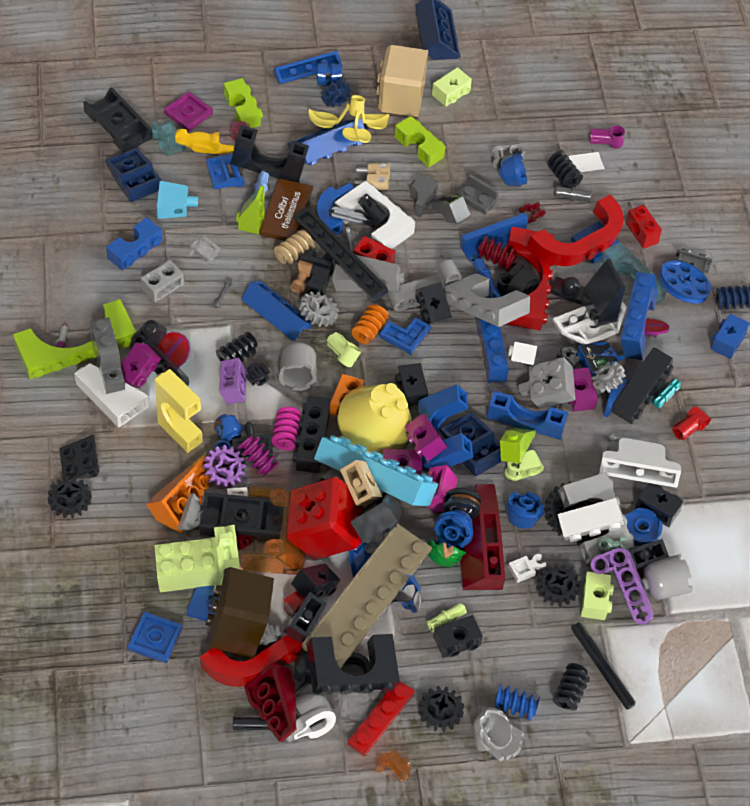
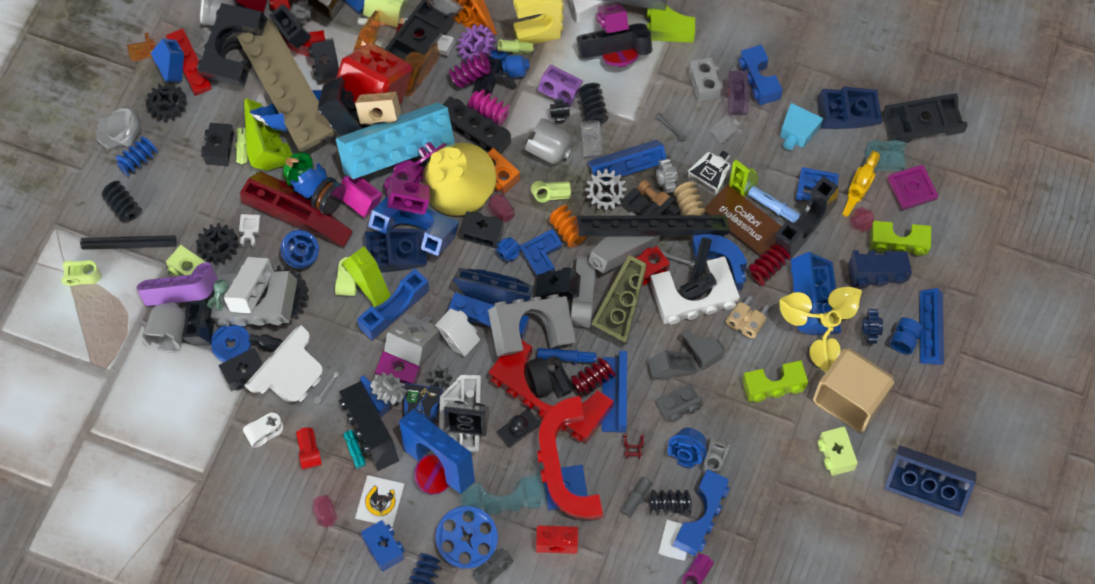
camera: 120 degrees right, 10 degrees up
(165, 248) = (737, 93): none -> clear purple brick
(210, 436) = (514, 46): none -> yellowish green axle
(254, 244) = (710, 172): none -> torso
(272, 341) = (591, 139): none -> clear plate
(280, 269) = (666, 175): none -> light grey gear
(281, 107) = (878, 268): none -> dark blue wedge
(320, 177) = (768, 262): none -> dark red piece
(374, 436) = (425, 154): none -> magenta piece
(383, 375) = (501, 207): none -> clear pink brick
(394, 729) = (169, 59): none -> blue slope
(418, 250) = (620, 304): none -> olive wedge
(420, 355) = (508, 249): none -> blue gear
(438, 592) = (262, 142): none -> lime wedge
(461, 348) = (491, 286): none -> dark blue wedge
(578, 147) = (692, 534): none -> blue arch
(623, 495) = (265, 341): none -> black piece
(664, 689) = (76, 273): none -> yellowish green piece
(693, 360) = (379, 500): none -> sticker
(699, 463) = (262, 431): none -> white piece
(733, 387) = (324, 511): none -> clear pink brick

